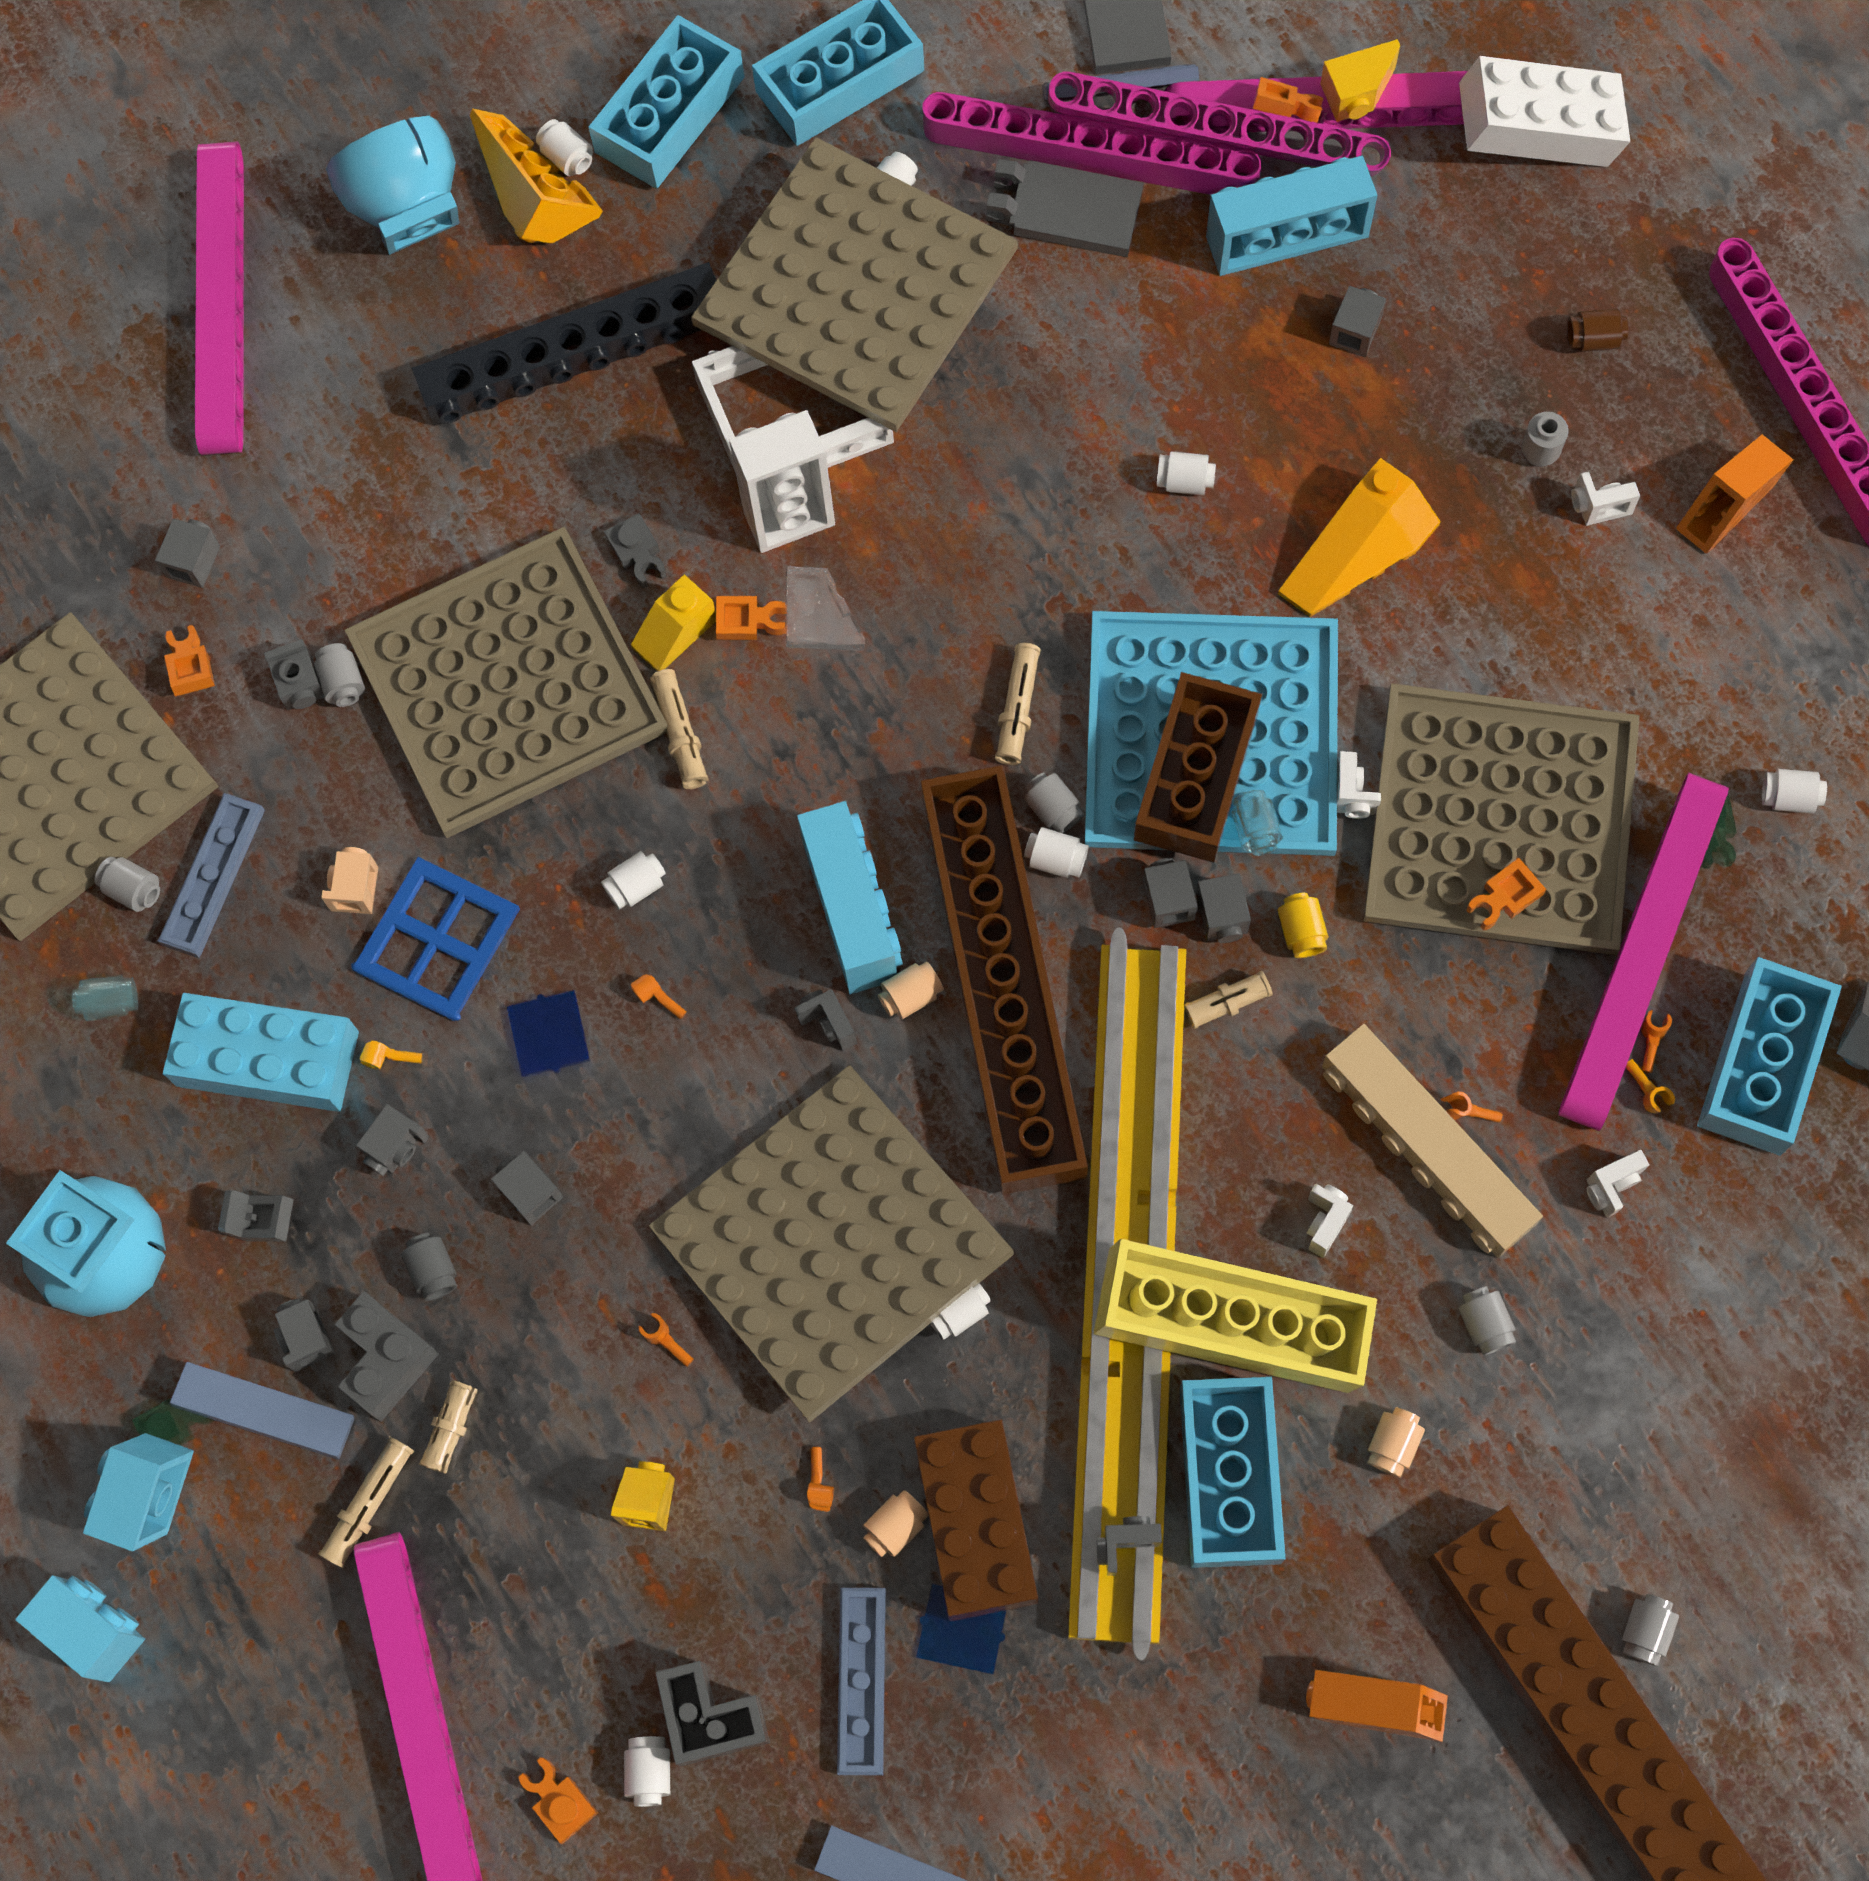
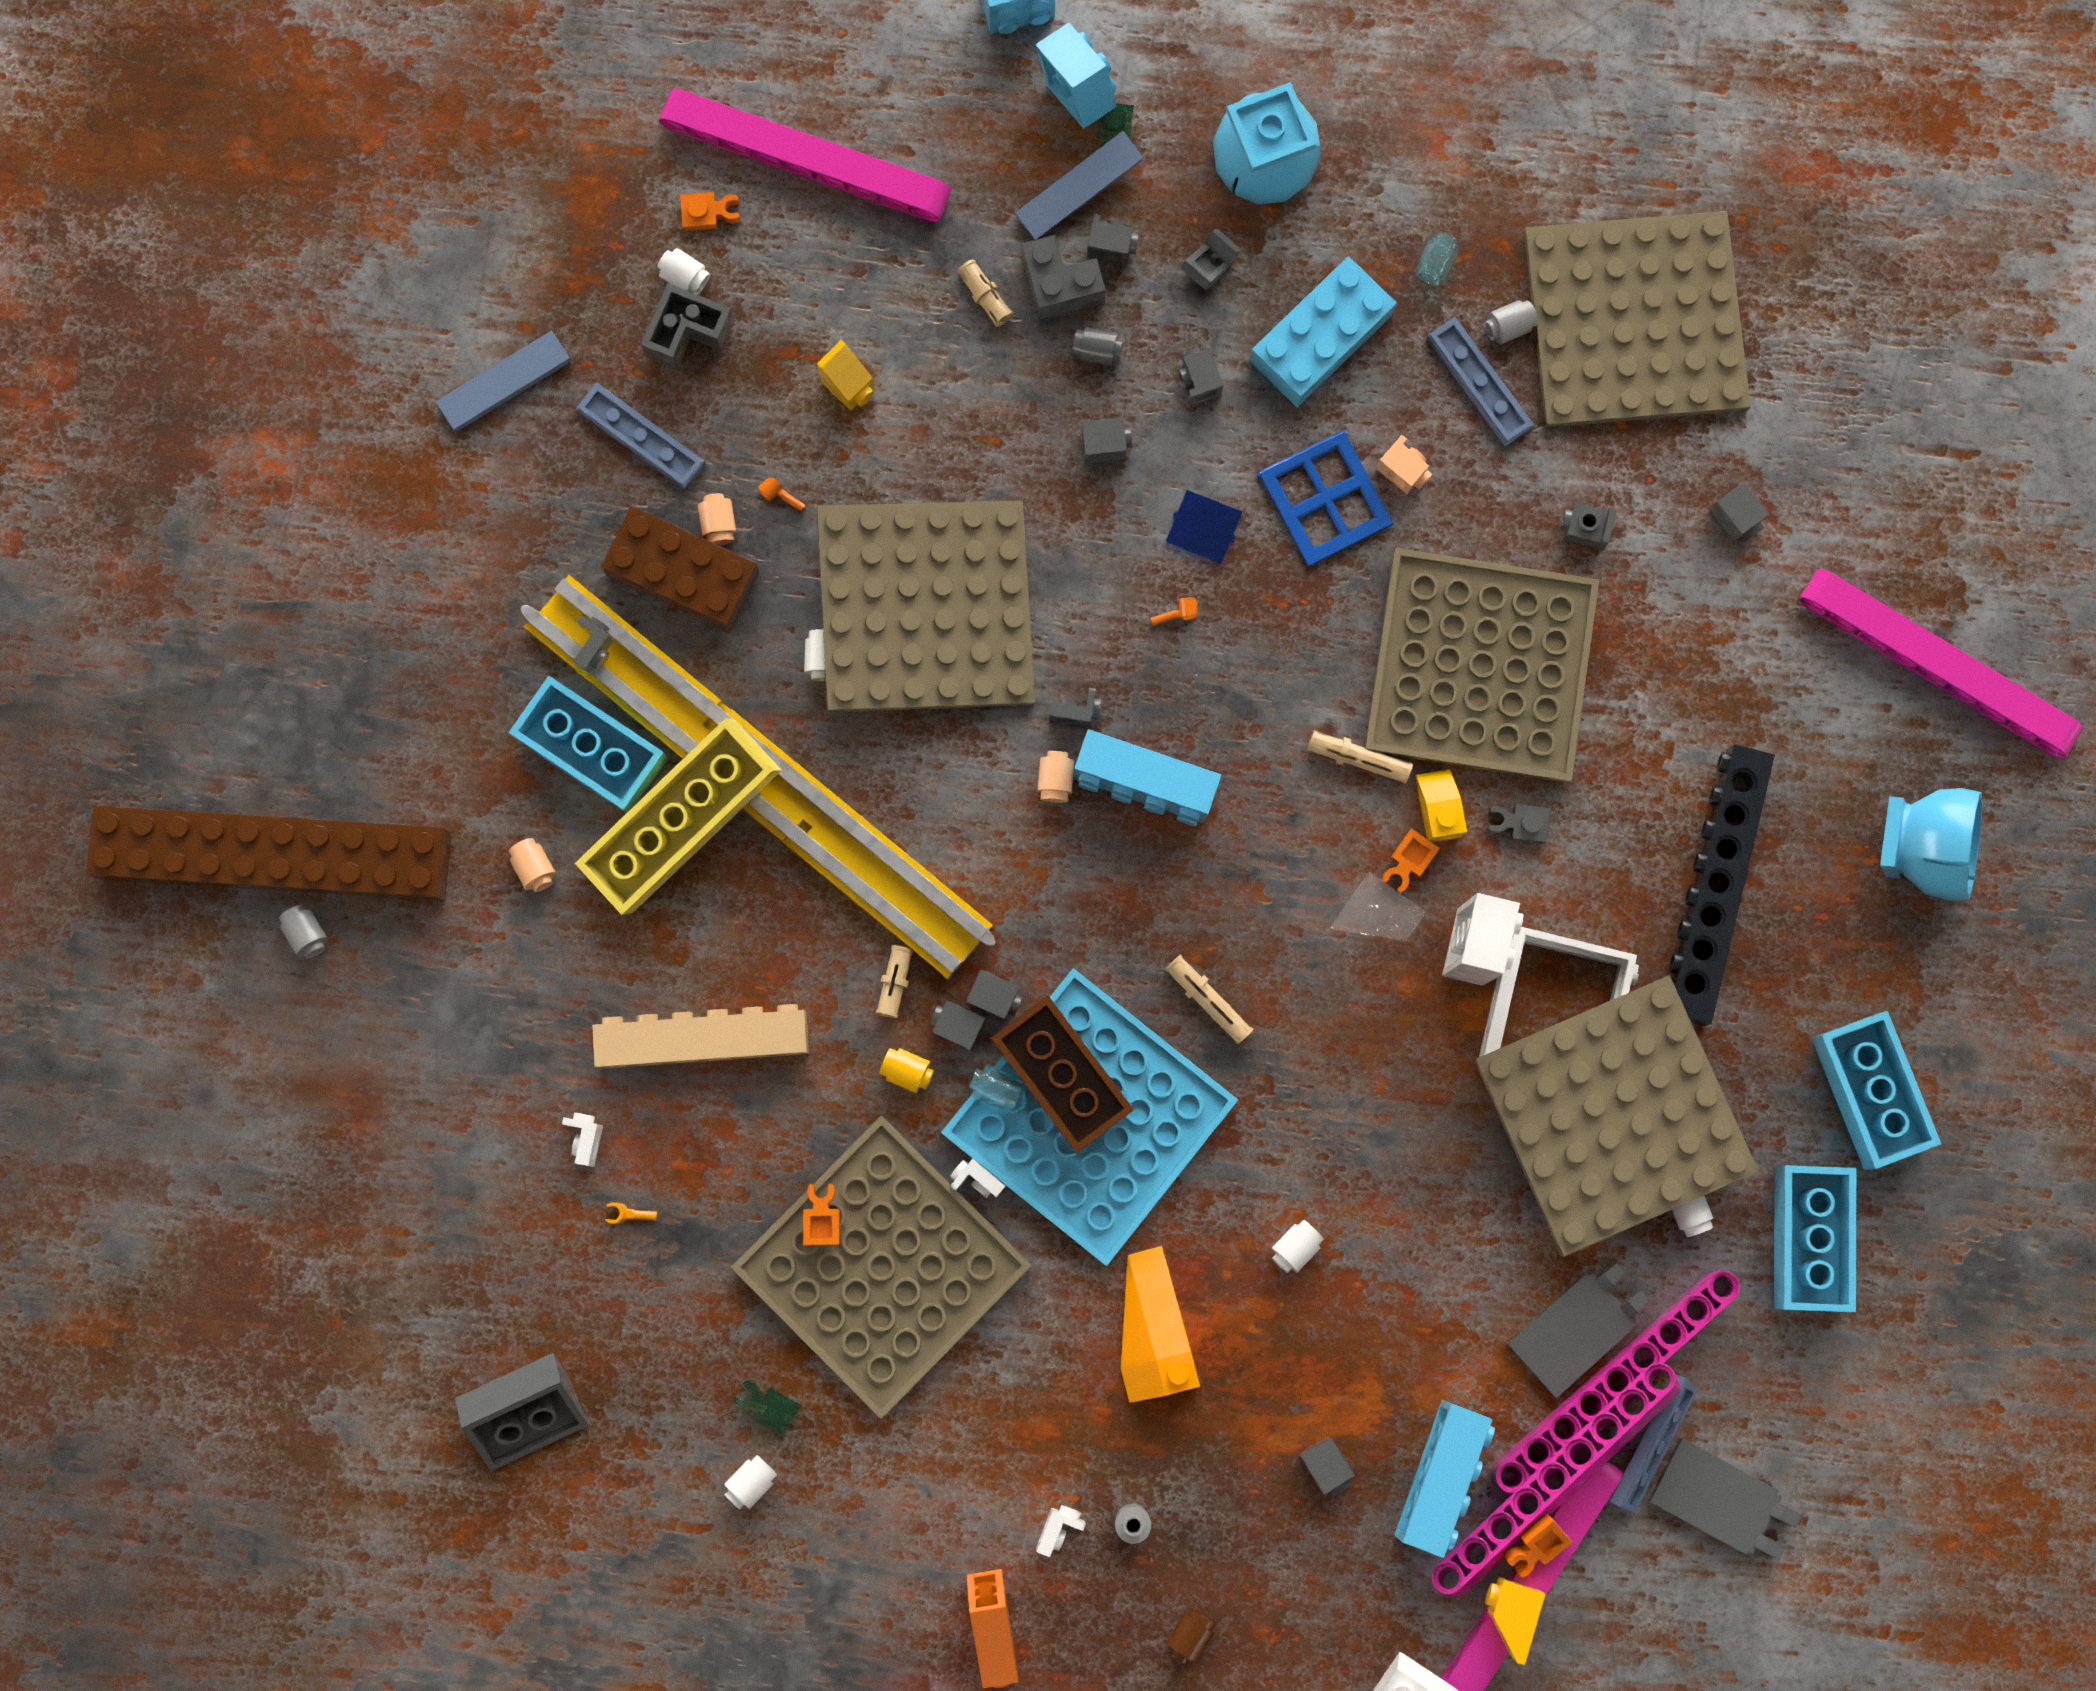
camera: 120 degrees right, 10 degrees up
(188, 664) = (1648, 460): orange plate -> none
(338, 675) = (1567, 554): light grey brick -> none
(366, 1502) = (968, 200): tan pin -> none
(376, 1052) = (1270, 406): light orange hand -> none
(528, 185) = (1869, 945): light orange wedge -> none
(564, 147) = (1892, 991): white brick -> none
(634, 879) = (1268, 650): white brick -> none
(667, 1341) = (941, 462): orange hand -> none
(960, 1643) = (611, 513): clear blue piece -> none
(1003, 981) = (1017, 840): reddish brown brick -> none
(1053, 802) = (1117, 969): light grey brick -> none
(1056, 853) = (1080, 943): white brick -> none
(1327, 1227) = (696, 928): white bracket -> none
(1377, 1704) = (385, 729): orange slope -> none
(1463, 1107) = (705, 1080): orange hand -> none
(1487, 1320) = (560, 983): light grey brick -> none
(1643, 952) = (718, 1283): dark pink beam -> none
(1653, 1035) = (656, 1242): orange hand -> none
(1769, 1056) = (584, 1304): medium azure brick -> none

